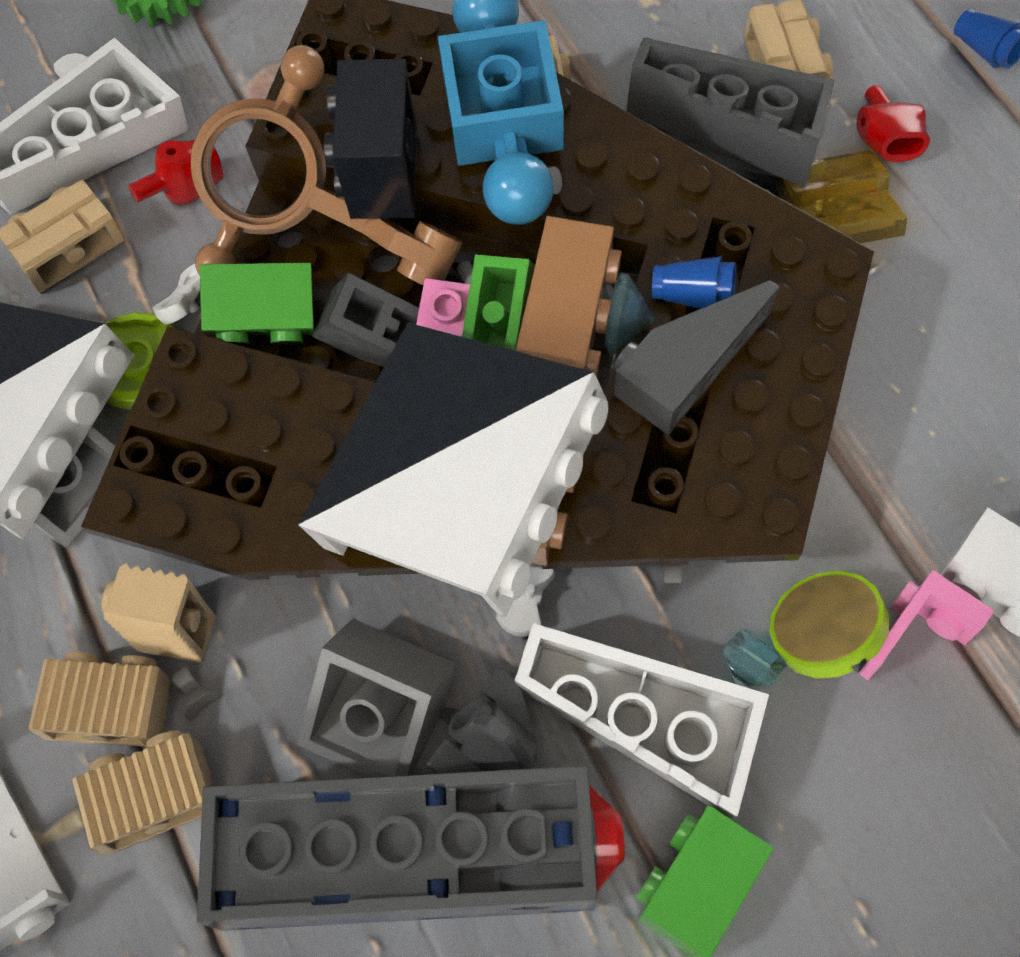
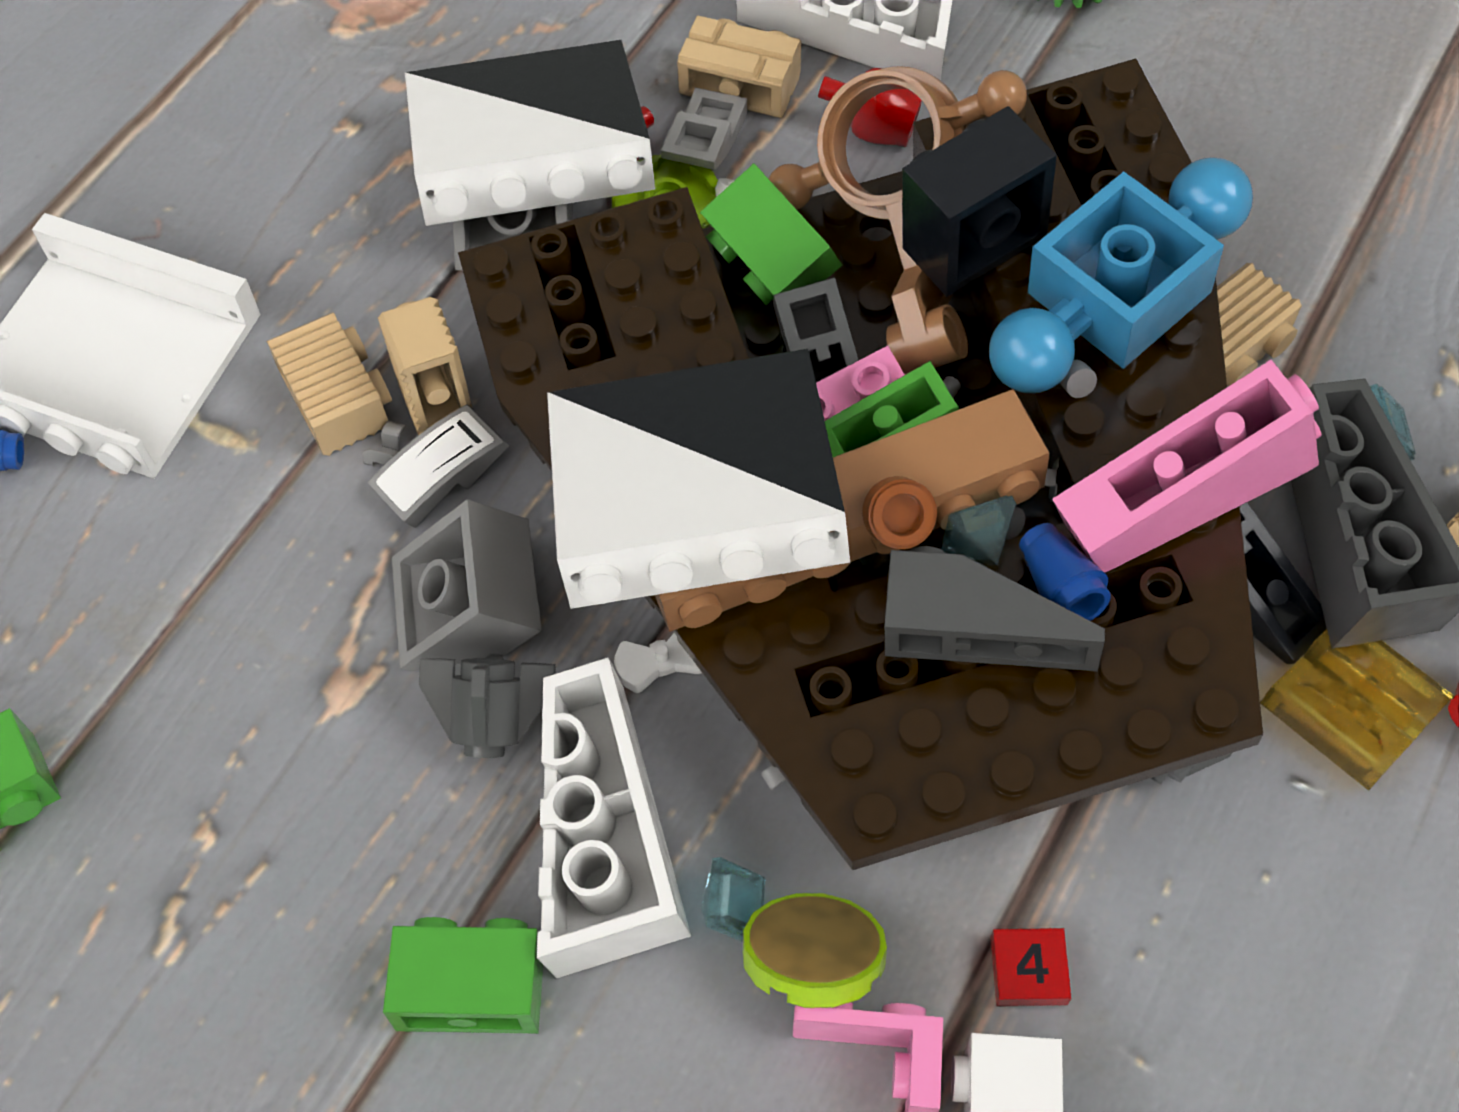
camera: 55 degrees right, 5 degrees down
(96, 291) = (706, 129): none -> light grey slope
(142, 793) = (273, 465): tan brick -> none
(243, 661) = (435, 461): none -> slope
(404, 848) = (338, 692): dark grey piece -> none
(594, 344) = (899, 512): none -> dark orange tile
(687, 153) = (1195, 468): none -> bright pink slope
(908, 500) = (1030, 967): none -> red tile

